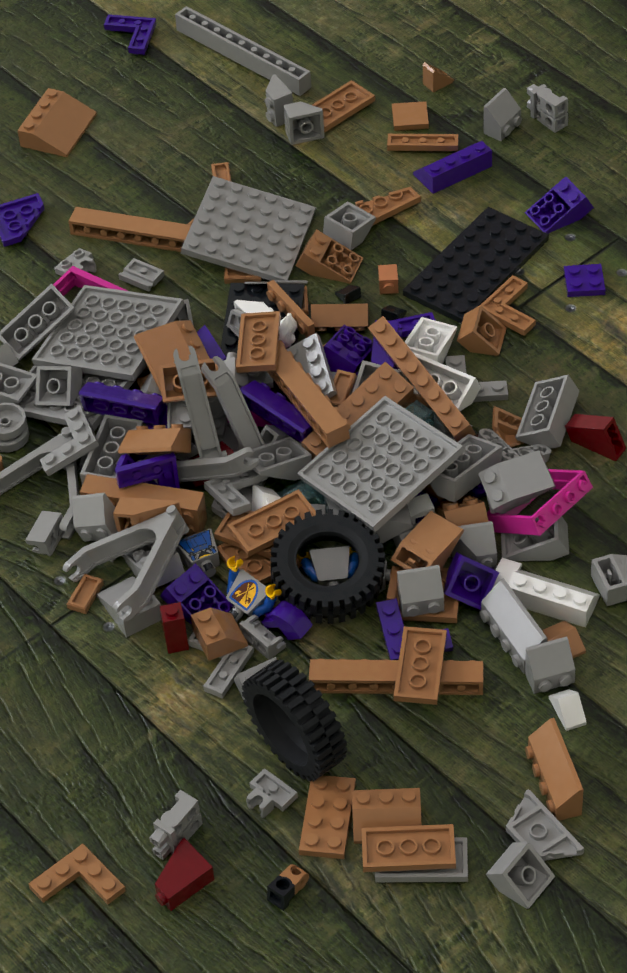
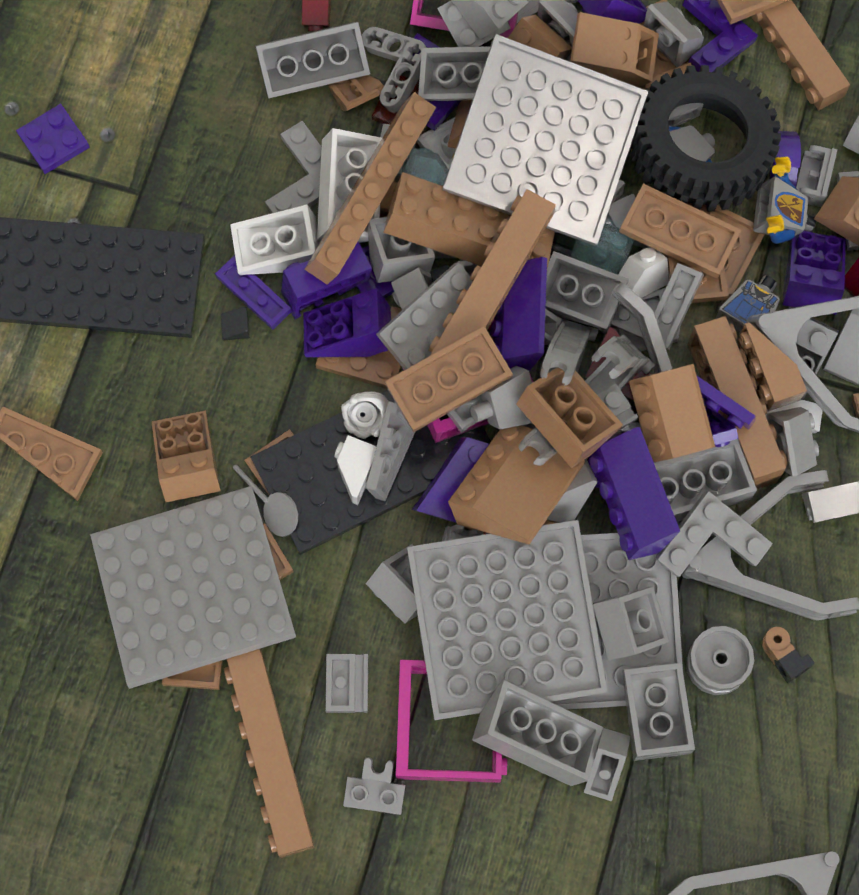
camera: 125 degrees left, 25 degrees up
(221, 170) = (89, 707): medium nougat tile -> none
(287, 305) = (316, 438): medium nougat plate -> none
(338, 315) = (279, 381): medium nougat slope -> none
(343, 383) = (428, 269): medium nougat tile -> none
(348, 225) = (112, 459): light grey slope -> none
(349, 294) = (230, 399): black slope -> none
(388, 279) = (183, 359): nougat brick -> none
(481, 332) = (218, 201): medium nougat slope -> none
(499, 302) = (158, 211): medium nougat plate -> none

